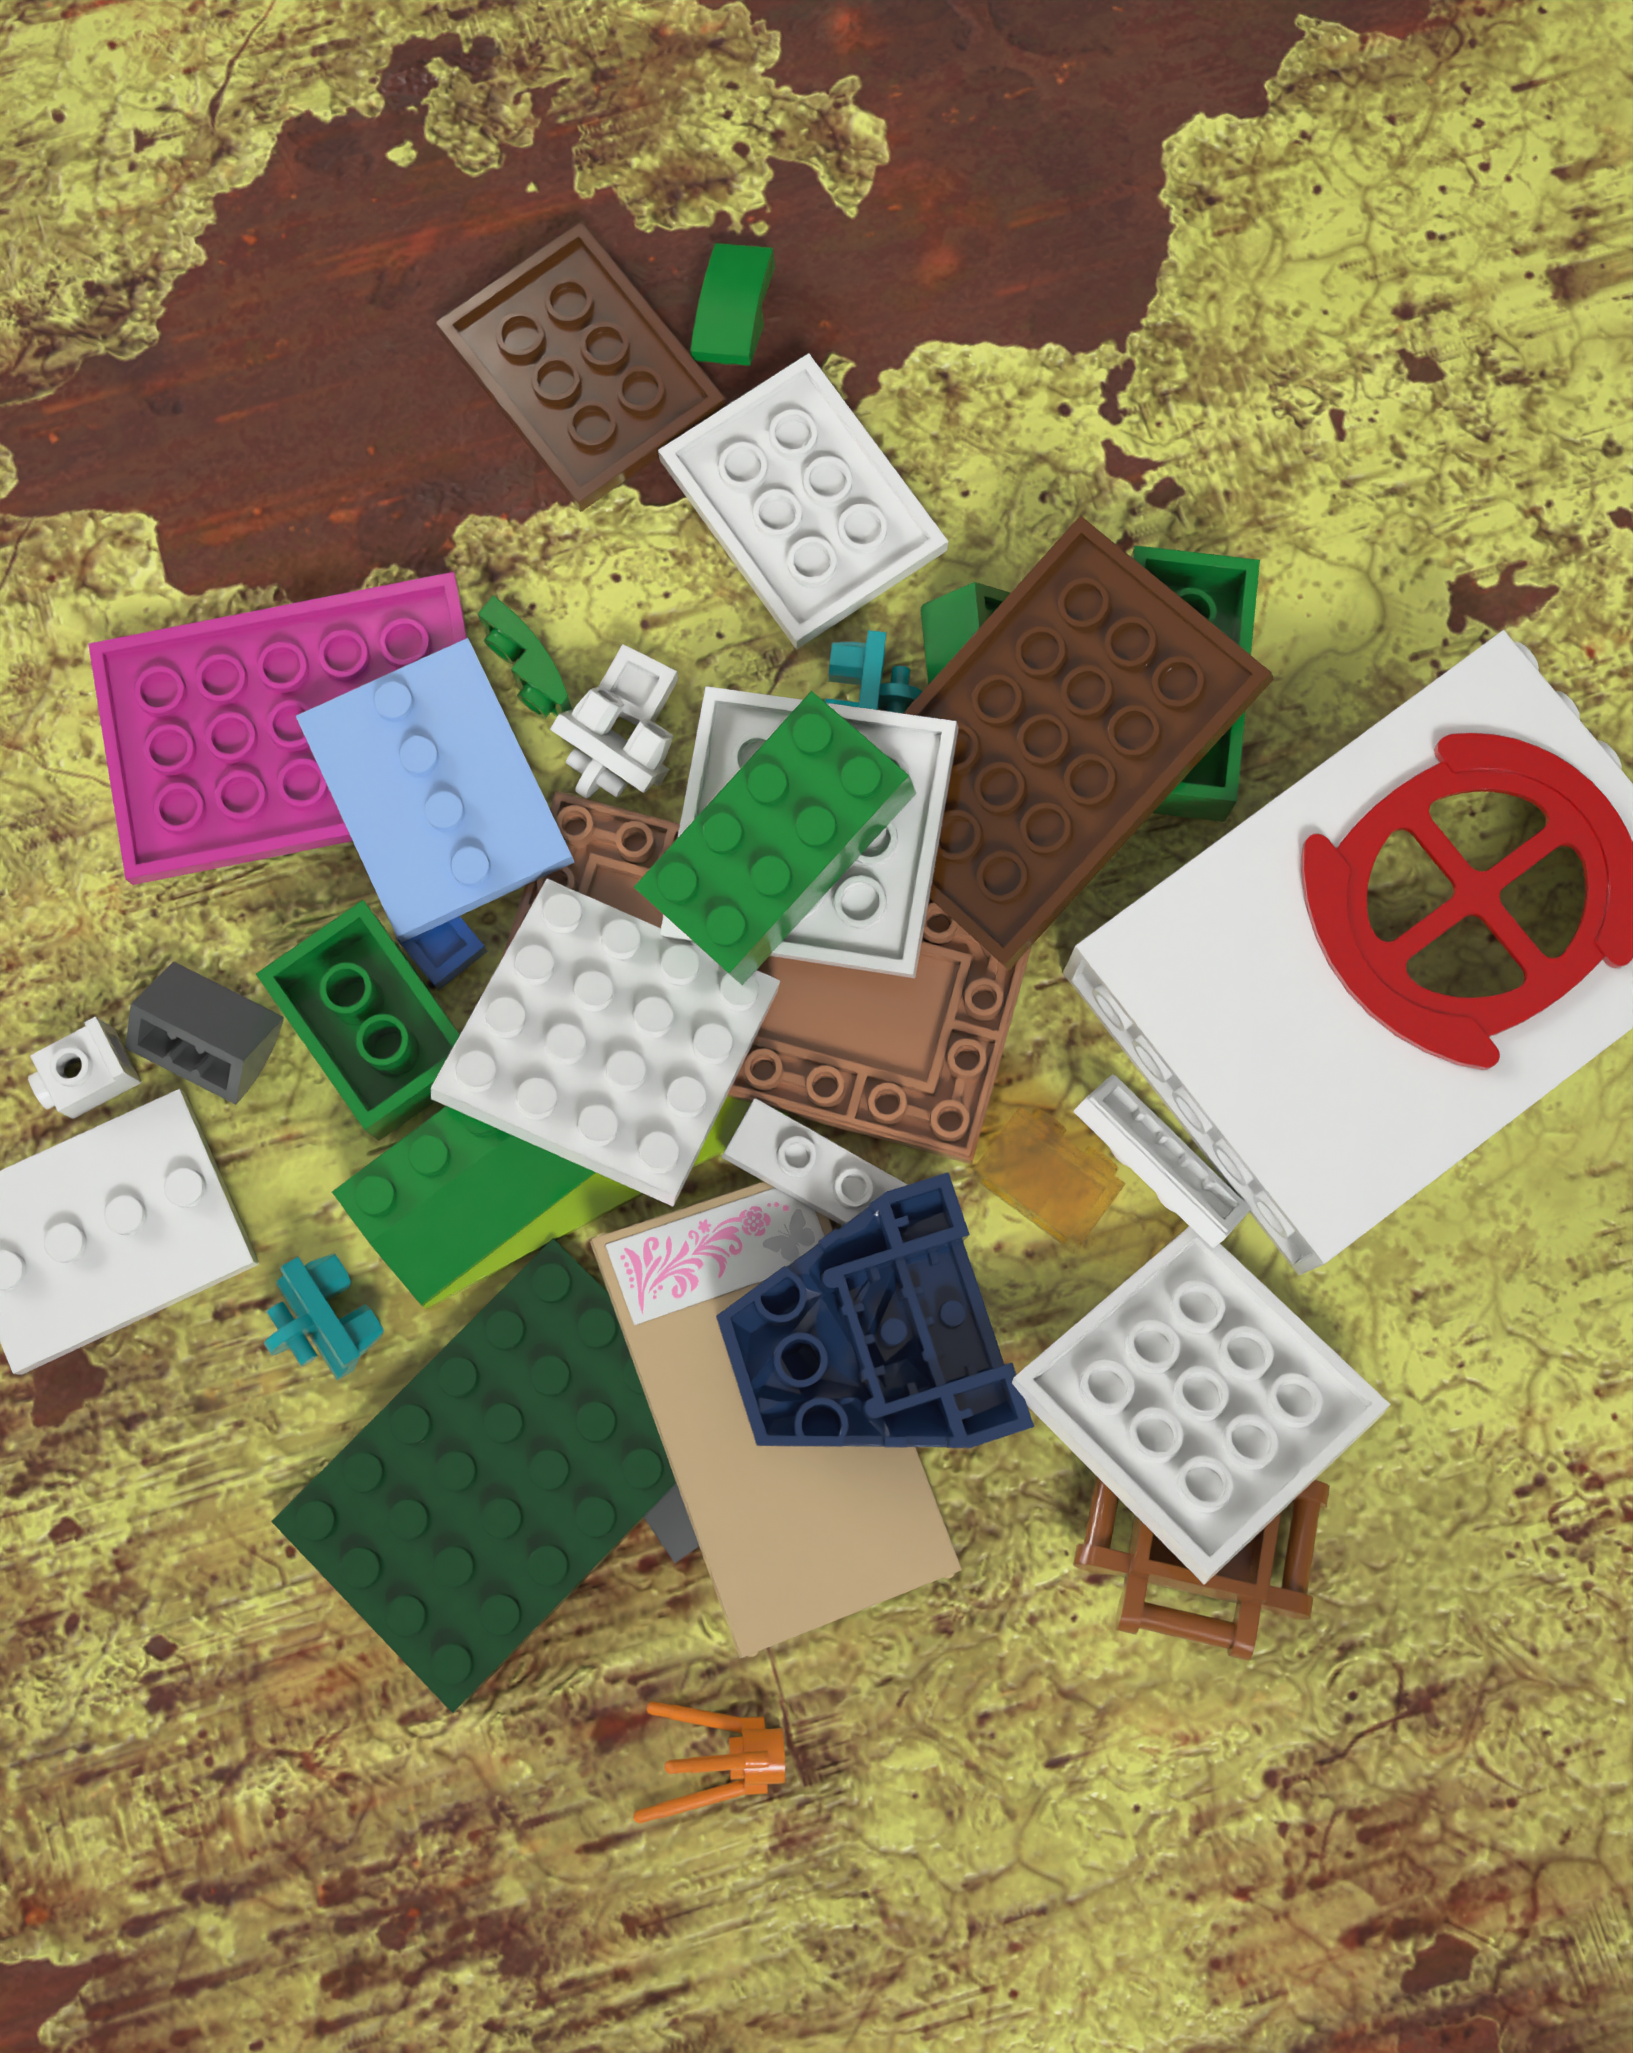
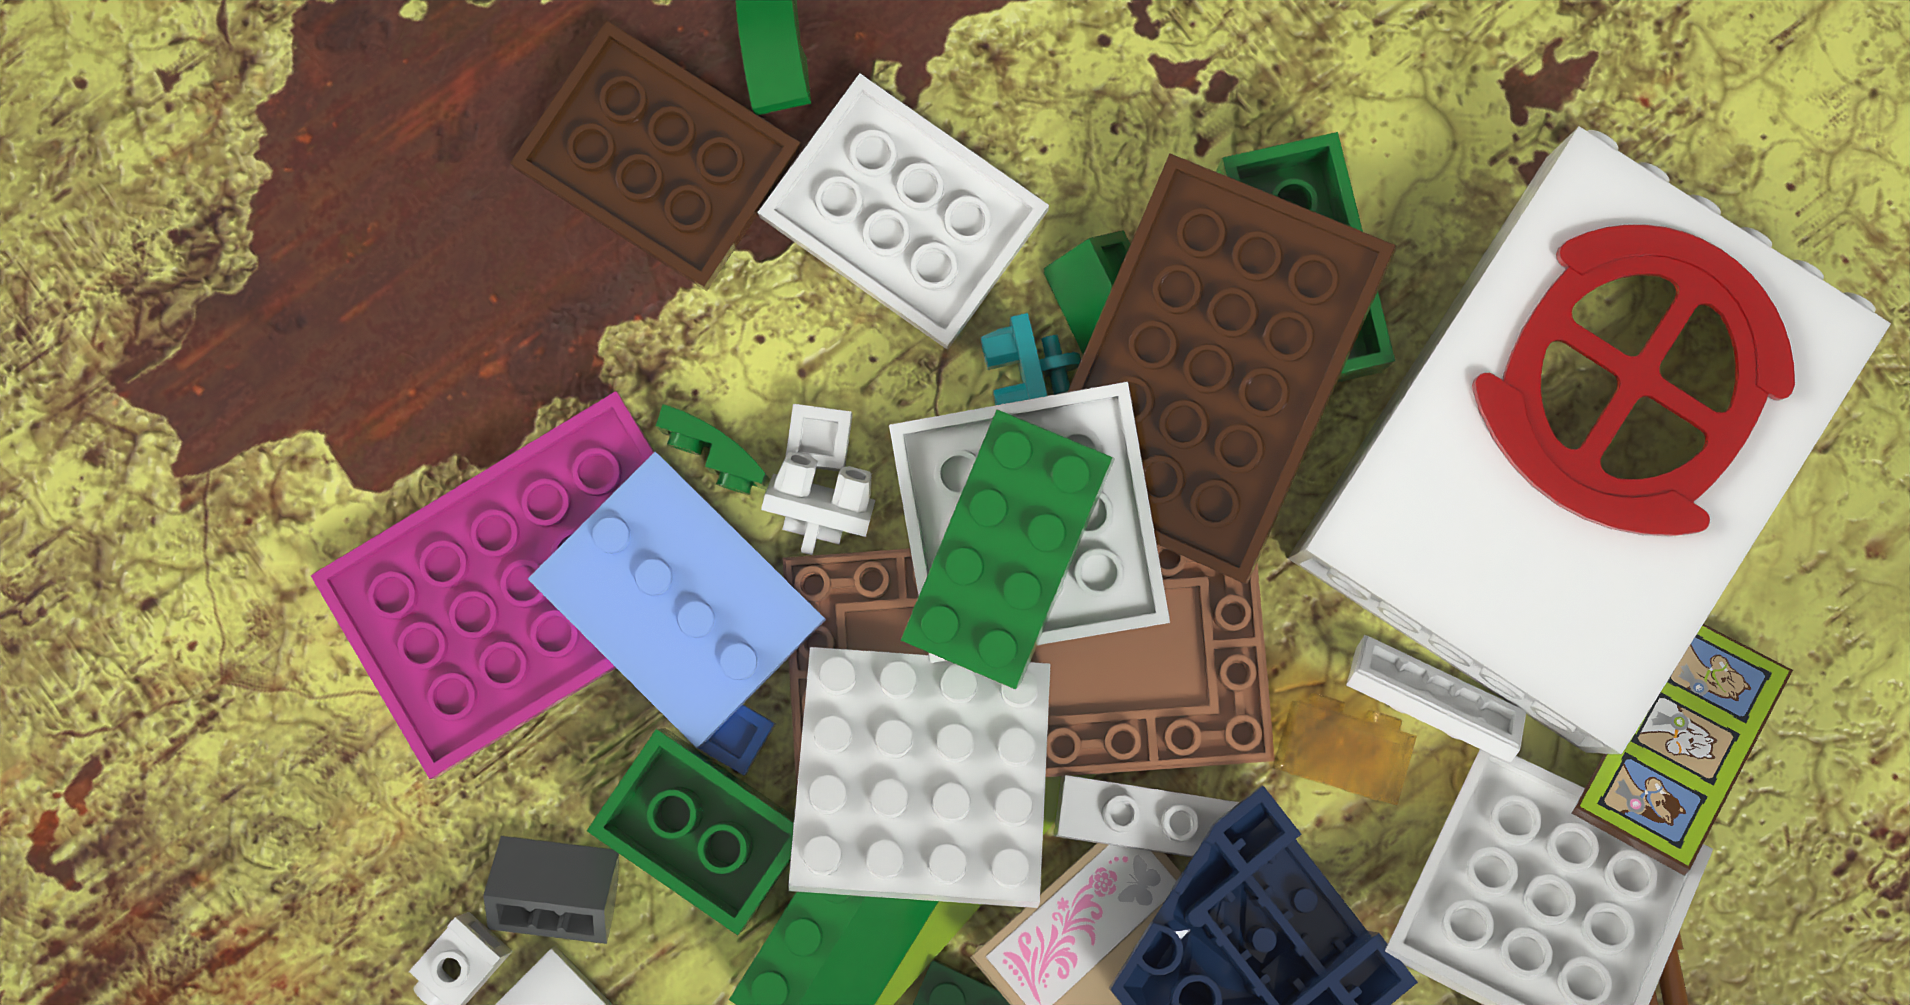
camera: 20 degrees left, 5 degrees up
(1397, 1292) = (1685, 751): none -> tile

